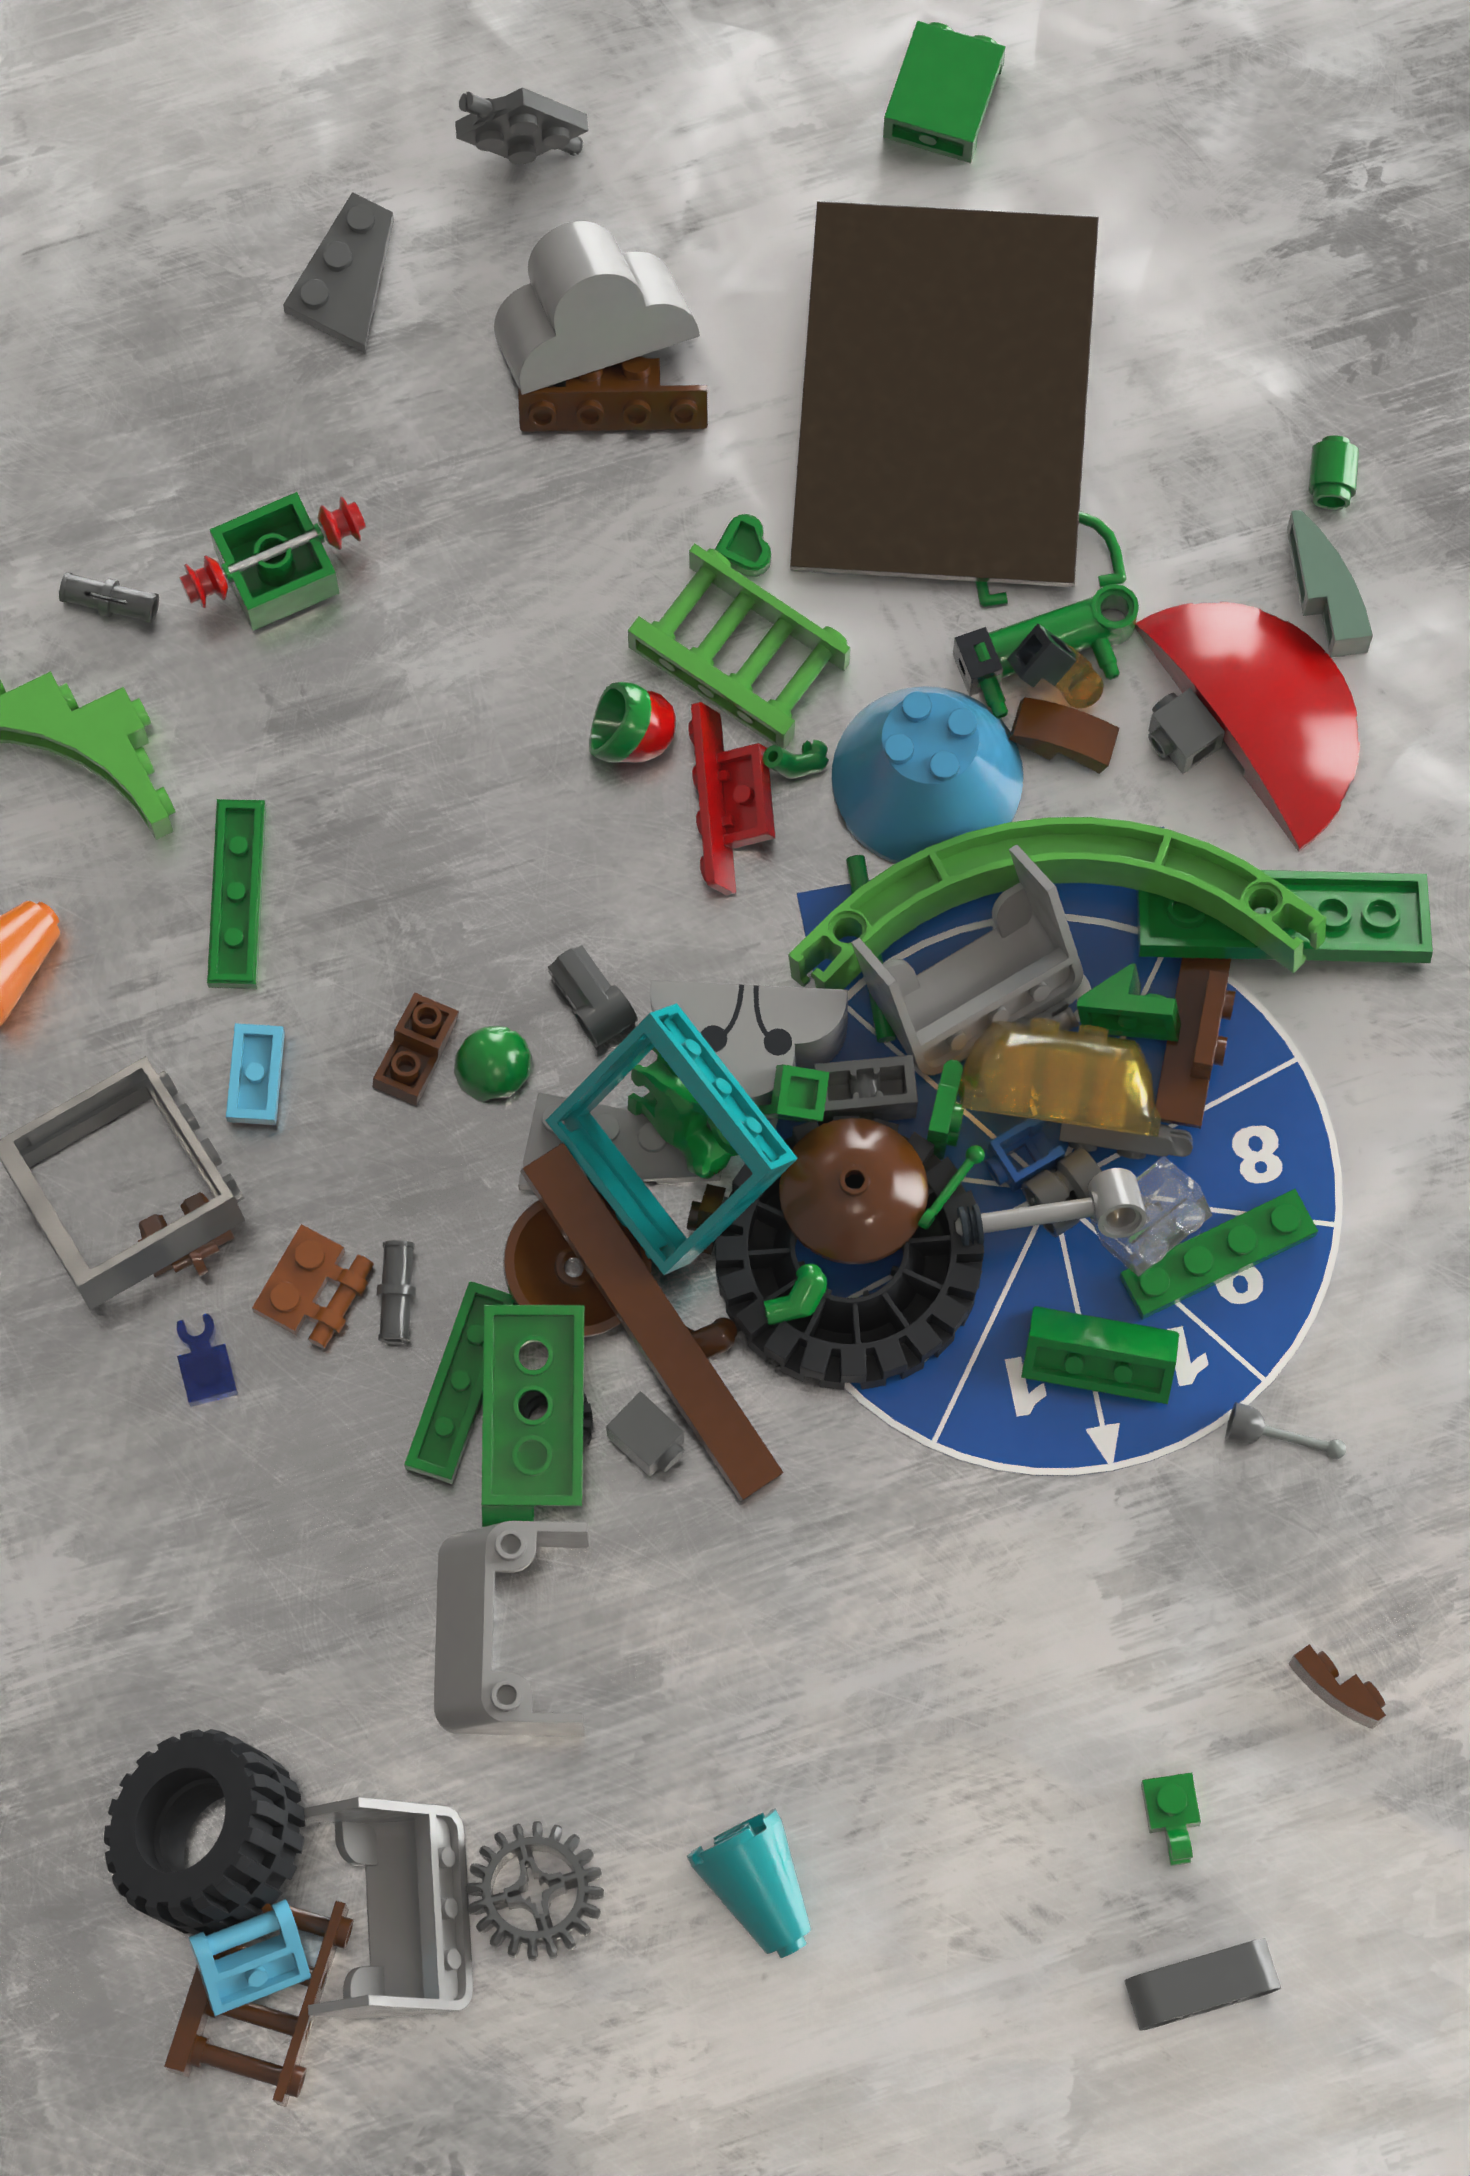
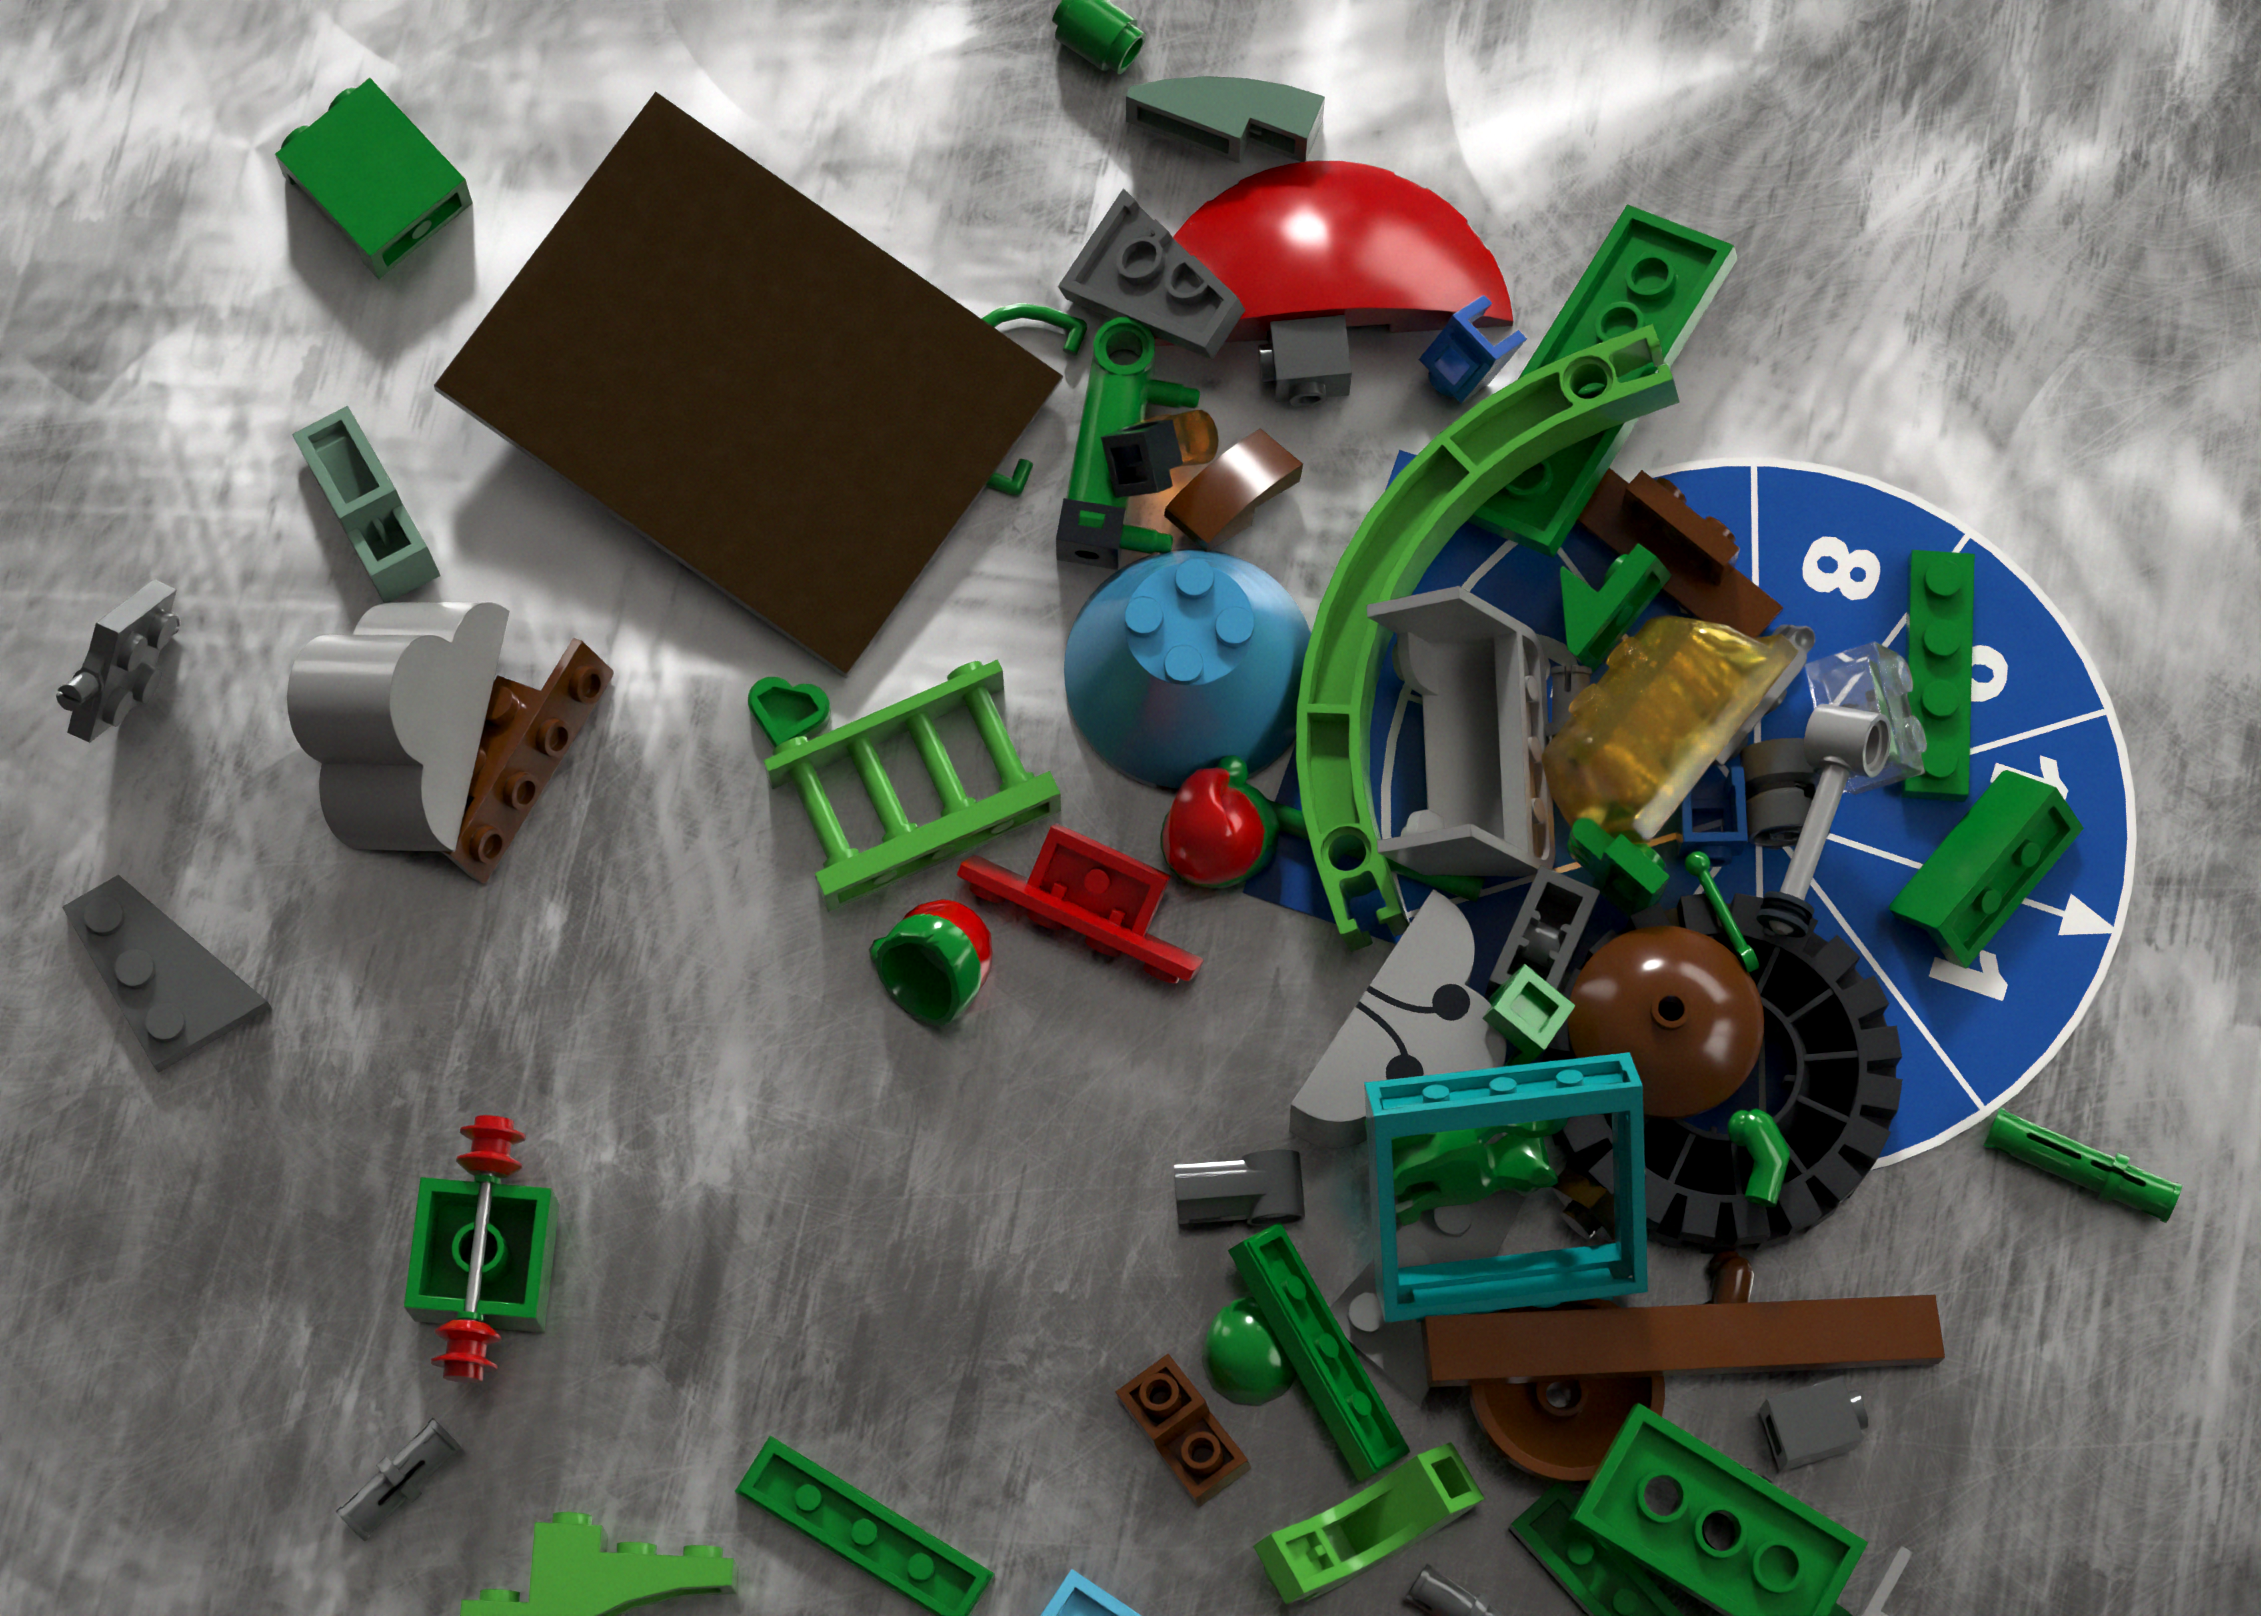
camera: 60 degrees left, 0 degrees up
(409, 1191) = (1369, 1526): none -> bright green arch
(511, 1099) = (1319, 1351): none -> green tile
(722, 215) = (366, 505): none -> sand green slope
(792, 766) = (1092, 807): green arm -> none
(825, 848) = (1219, 827): none -> red piece
(922, 1468) = (2084, 1165): none -> green pin
(1174, 599) = (1144, 274): none -> dark grey wing
(1241, 822) = (1462, 358): none -> blue window
(1248, 1425) = (2155, 757): hinge -> none

